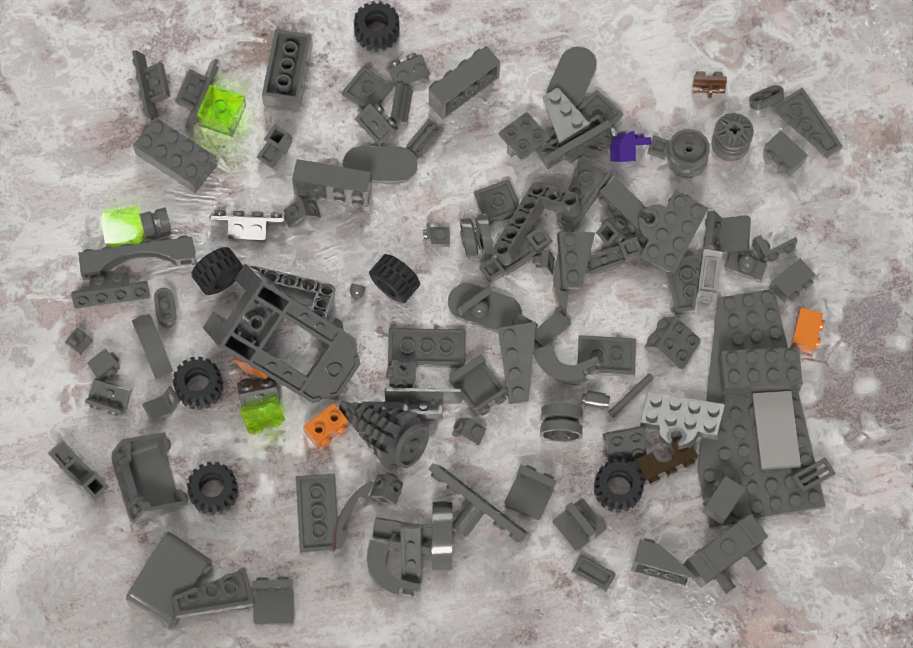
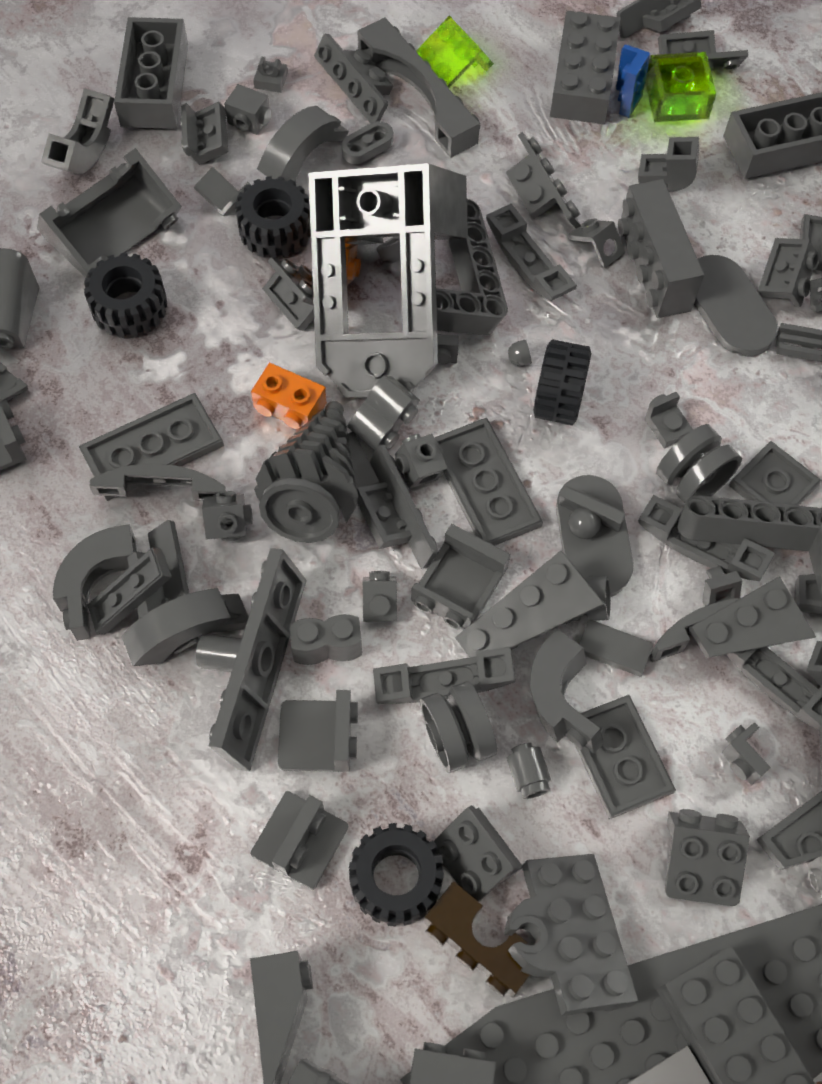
camera: 65 degrees right, 5 degrees down
(46, 410) = (151, 73): none -> dark grey brick
(148, 222) = (478, 82): dark grey wheel -> none
(200, 131) = (631, 78): none -> blue bracket
(216, 271) = (449, 151): black tyre -> none
(262, 415) = (266, 312): clear neon green bracket -> none
(295, 255) = (526, 256): none -> dark grey slope
(365, 379) = (384, 413): none -> dark grey brick
(481, 468) = (333, 639): none -> dark grey brick
(529, 418) = (409, 684): none -> dark grey slope
(593, 573) = (224, 903): dark grey tile -> none
(630, 395) = (573, 827): dark grey bar -> none
(635, 299) = (743, 758): none -> dark grey bracket

